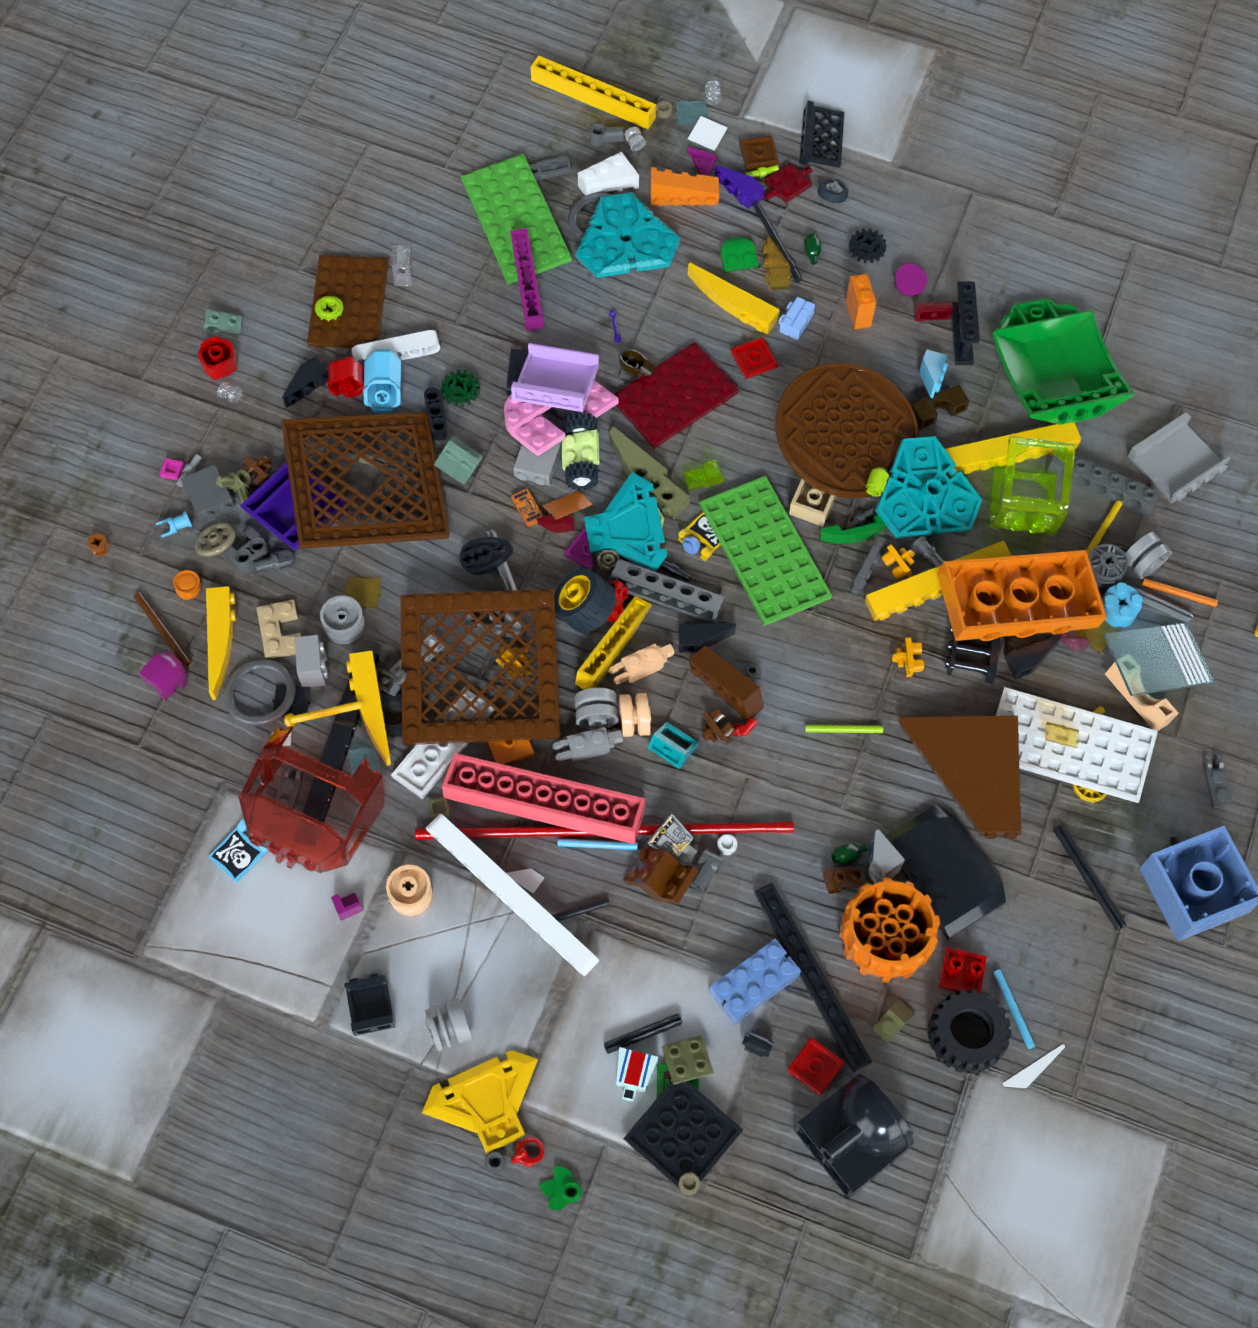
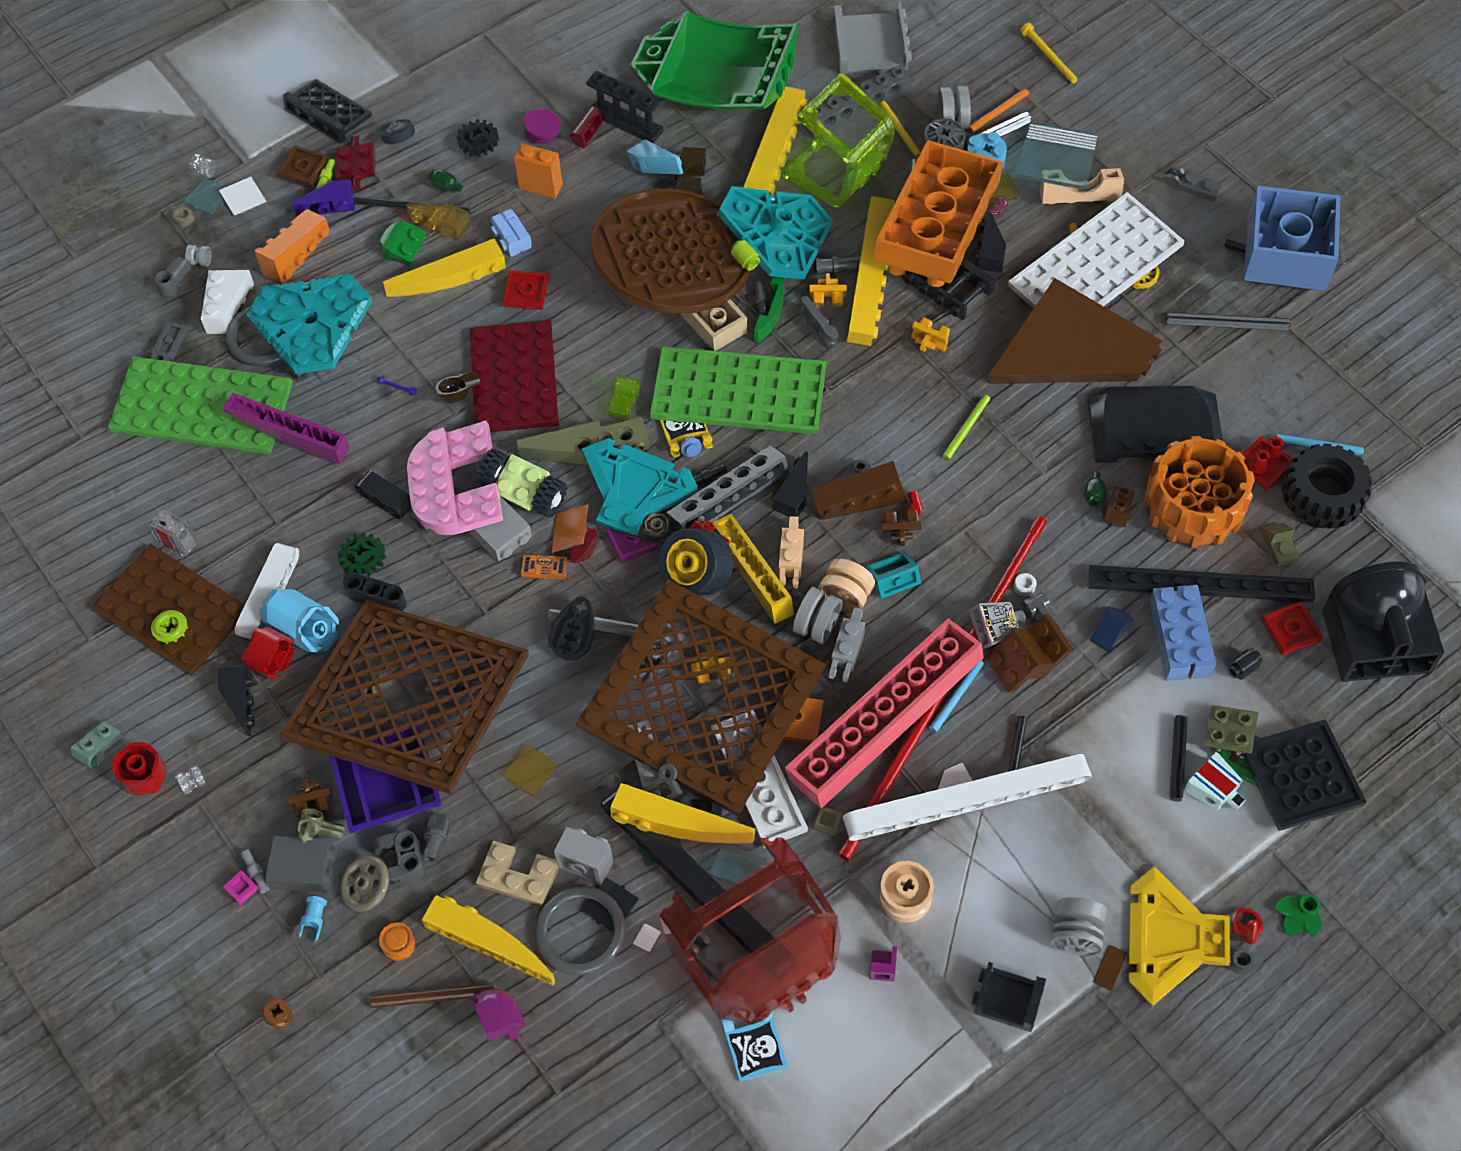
camera: 55 degrees left, 5 degrees down
(291, 720) = (635, 912): yellow bar -> none
(342, 619) = (555, 801): light grey wheel -> none
(437, 1068) = (1110, 967): none -> reddish brown sticker
(458, 460) = (447, 598): sand green bracket -> none
(556, 377) = (426, 457): lavender panel -> none
(593, 92) = (113, 260): yellow brick -> none
(689, 1183) = (1356, 793): dark tan tile -> none
(702, 160) = (270, 215): magenta tile -> none
(728, 927) = (1111, 628): none -> dark blue slope
(883, 858) = (1122, 461): light grey slope -> none
(1029, 1074) = (1385, 467): white sticker -> none
(1062, 735) = (1092, 257): clear yellow piece -> none

